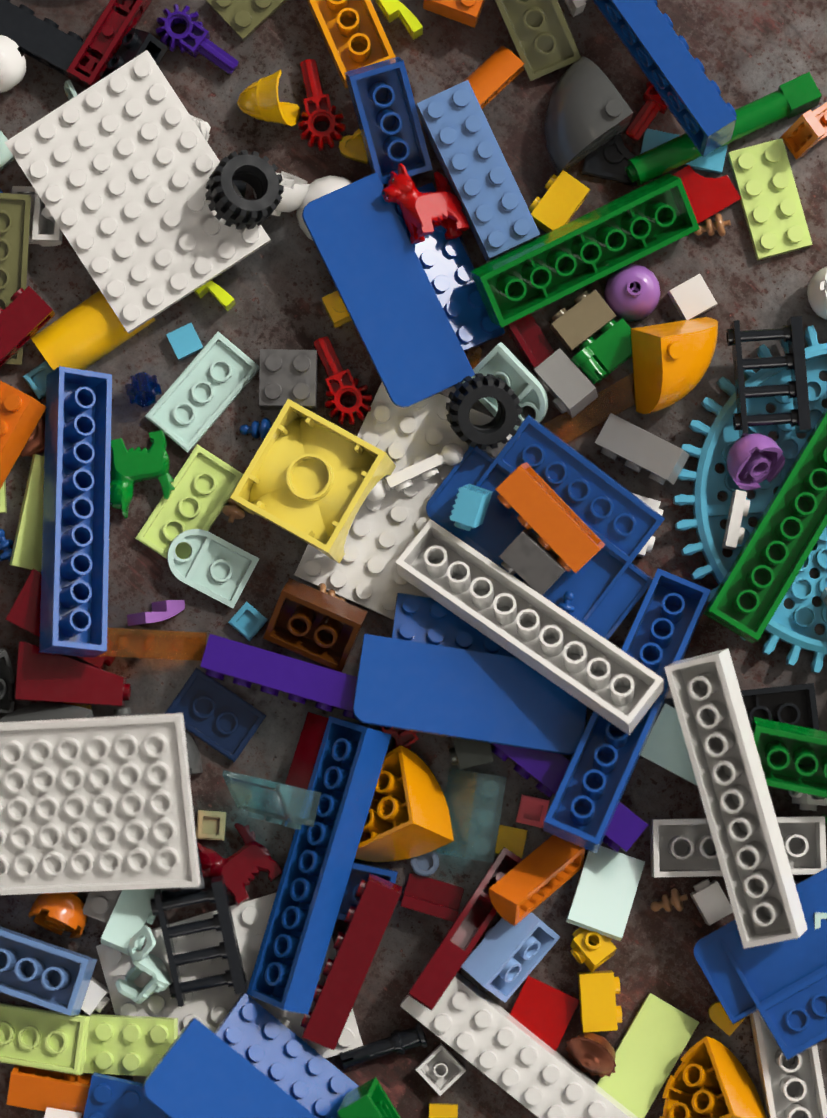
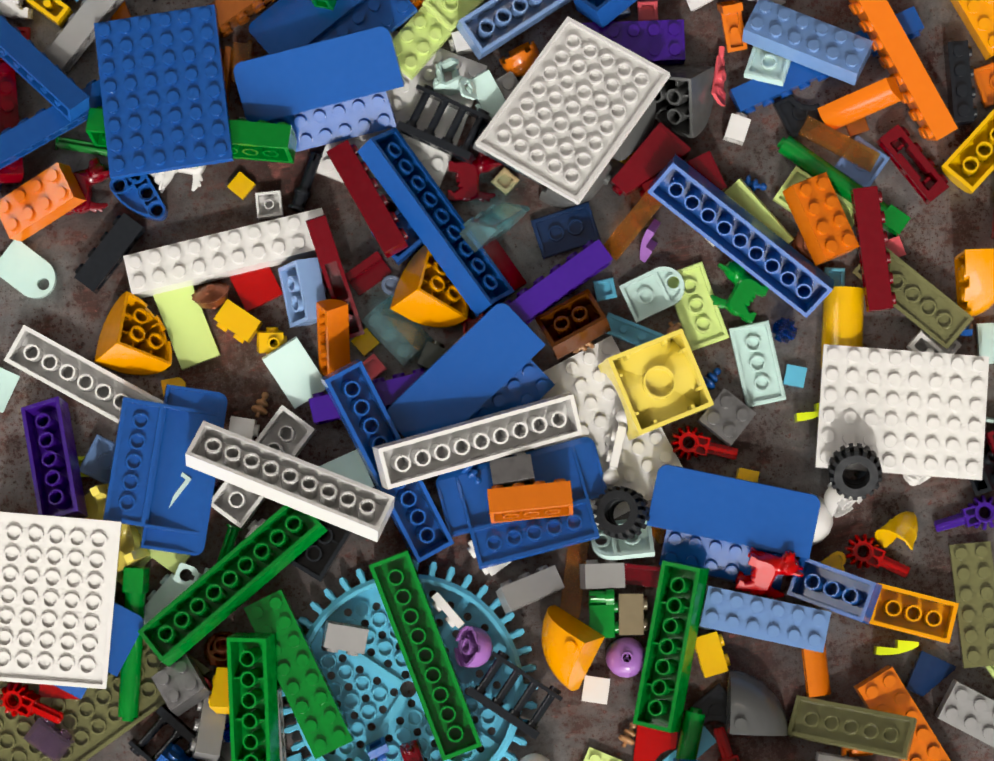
camera: 135 degrees right, 0 degrees up
(272, 554) = (630, 331): none -> medium azure tile
(470, 506) = (572, 462): medium azure brick -> none

